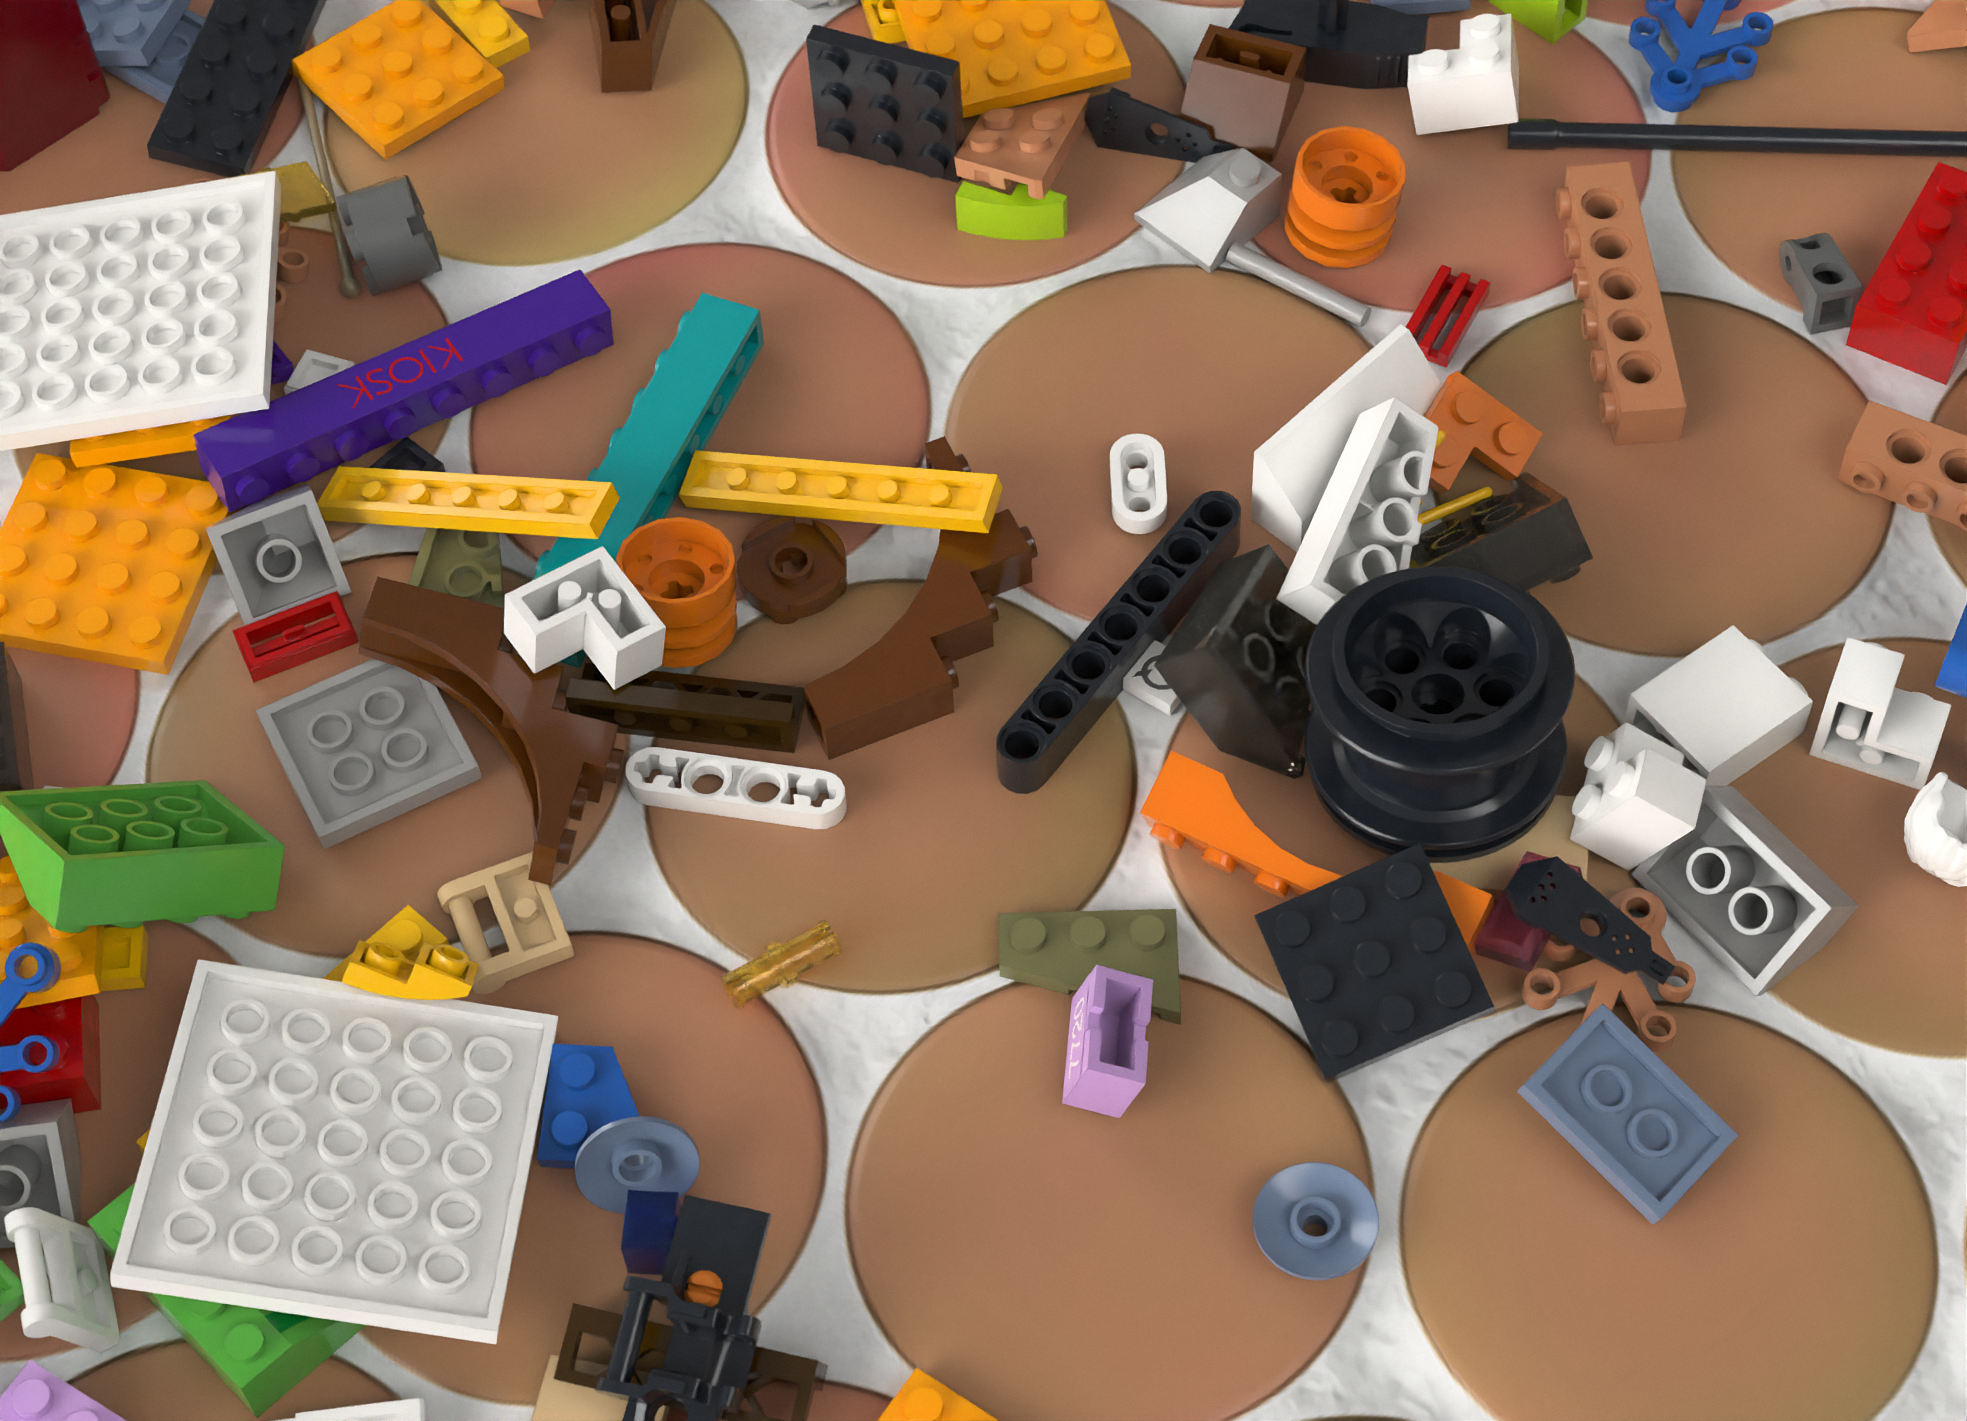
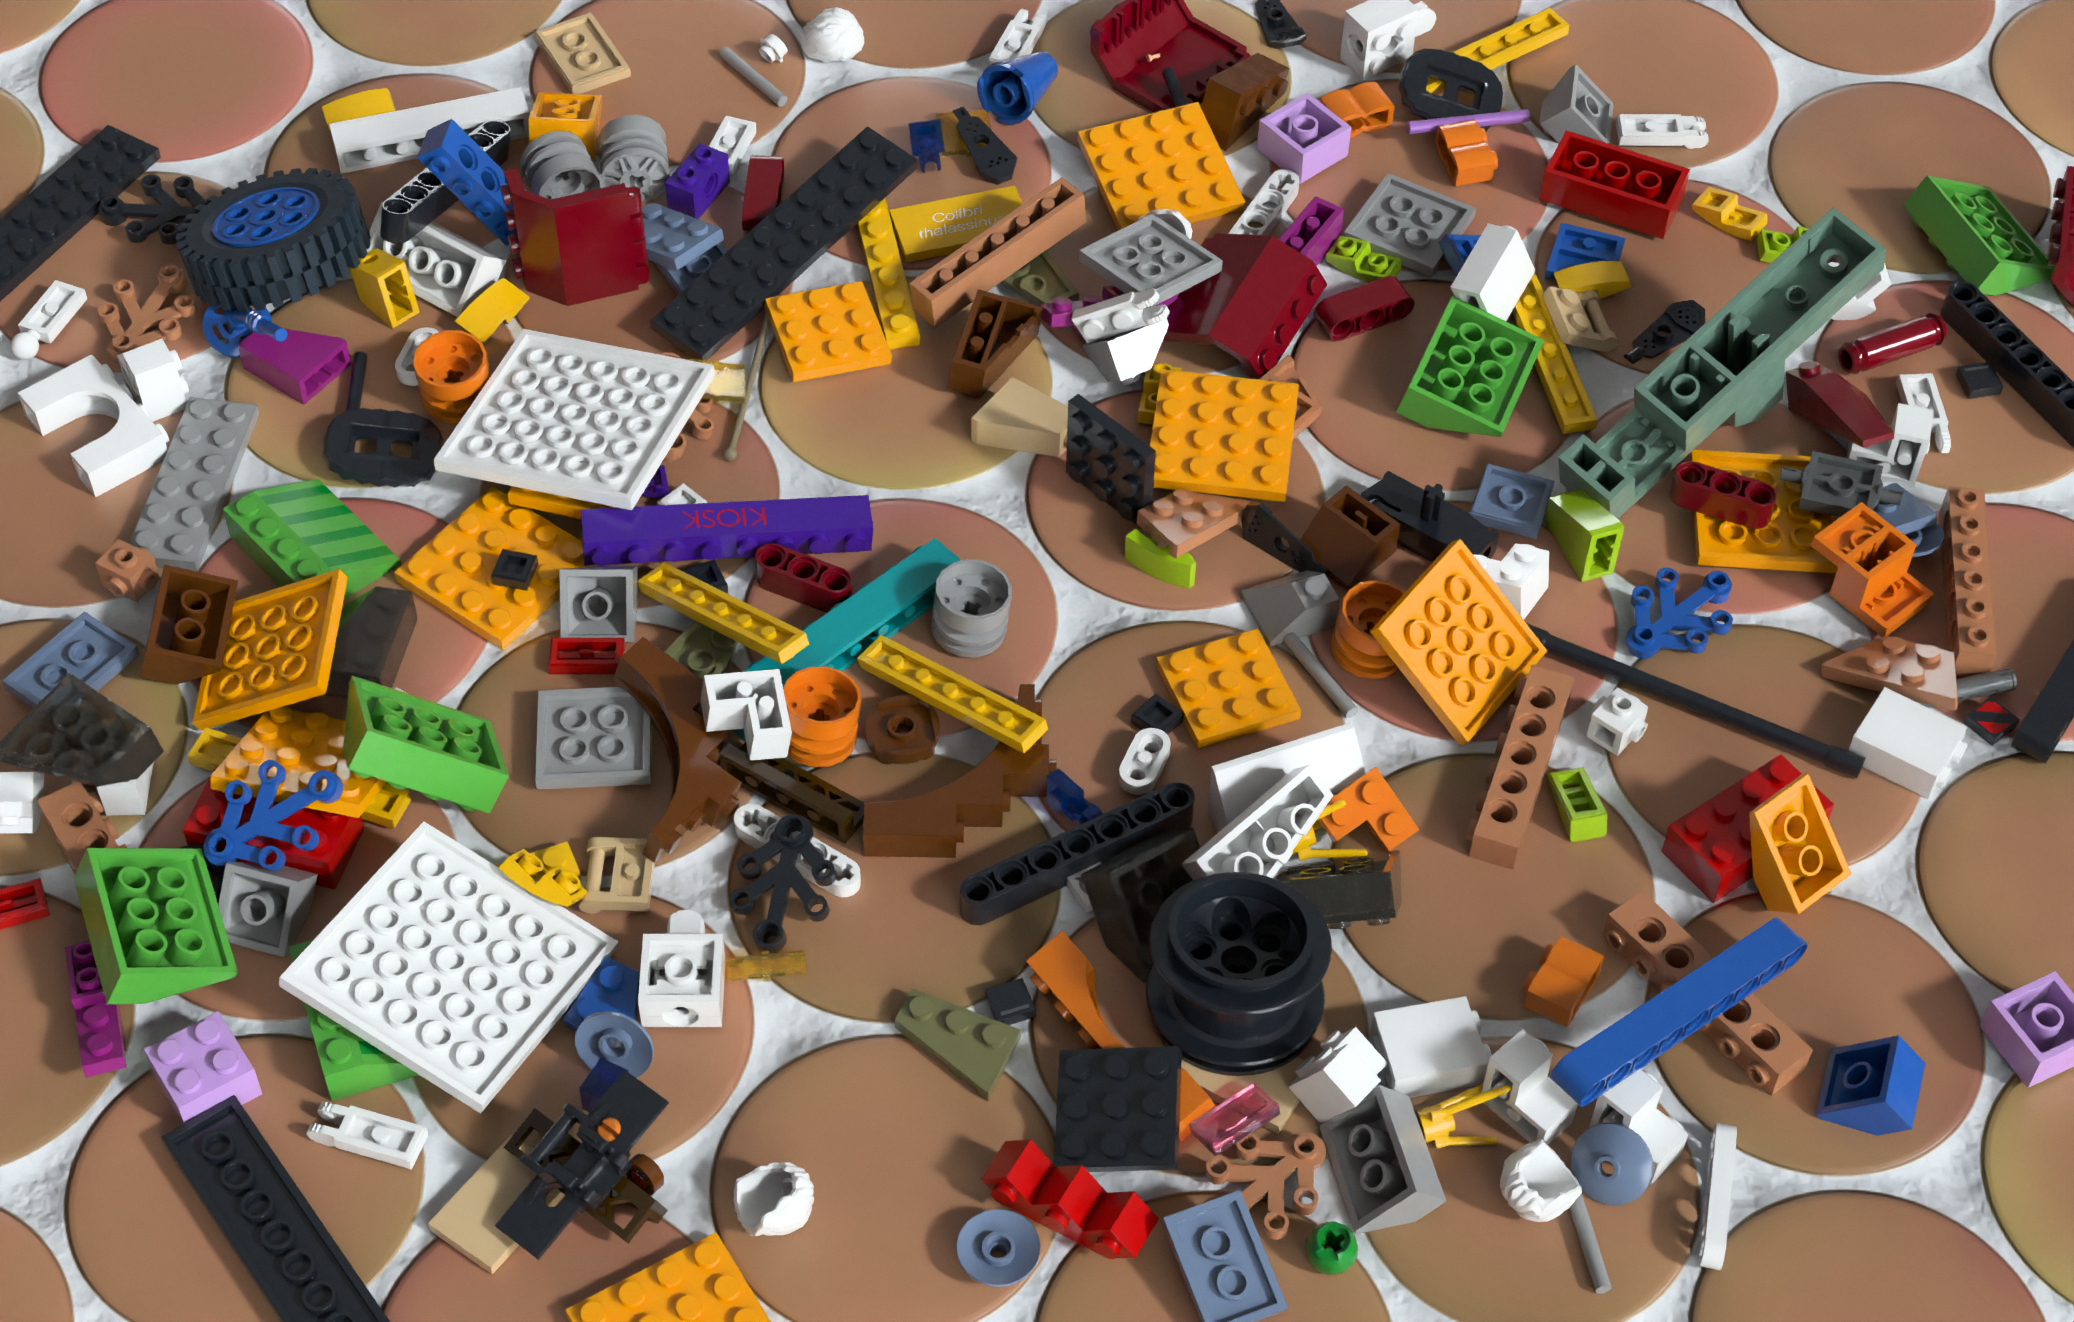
camera: 20 degrees right, 5 degrees down
(77, 1277) = (263, 995): white plate -> none
(133, 555) = (514, 569): none -> black tile
(389, 234) = (766, 430): dark grey brick -> none
(545, 415) = (802, 577): none -> dark red beam
(678, 1024) = (682, 975): none -> white brick
(734, 97) = (1022, 421): none -> tan slope
(743, 832) = (781, 879): none -> black plant
(780, 1328) = (645, 1174): none -> reddish brown tile
(803, 367) = (971, 608): none -> light grey wheel
(977, 1287) = (773, 1199): none -> white hair
(1069, 573) = (1069, 798): none -> clear blue plate
(1107, 1041) = (930, 1089): lavender brick -> none
(1117, 416) = (1157, 714): none -> black tile
(1139, 877) = (1010, 1002): none -> black tile
(1189, 347) = (1228, 688): none -> light orange plate
(1375, 1115) = (1069, 1201): none -> red brick
(1458, 286) = (1398, 726): red tile -> none
(1466, 170) = (1458, 641): none -> light orange plate
(1575, 900) = (1257, 1123): black piece -> none
(1710, 188) = (1617, 721): none -> white brick
(1729, 350) = (1578, 806): none -> lime slope
(1756, 1047) = (1326, 1259): none -> green piece
(1786, 802) = (1438, 1120): none -> yellow plant
(1821, 281) = (1662, 802): dark grey leg -> none
(1831, 556) = (1562, 981): none -> orange brick

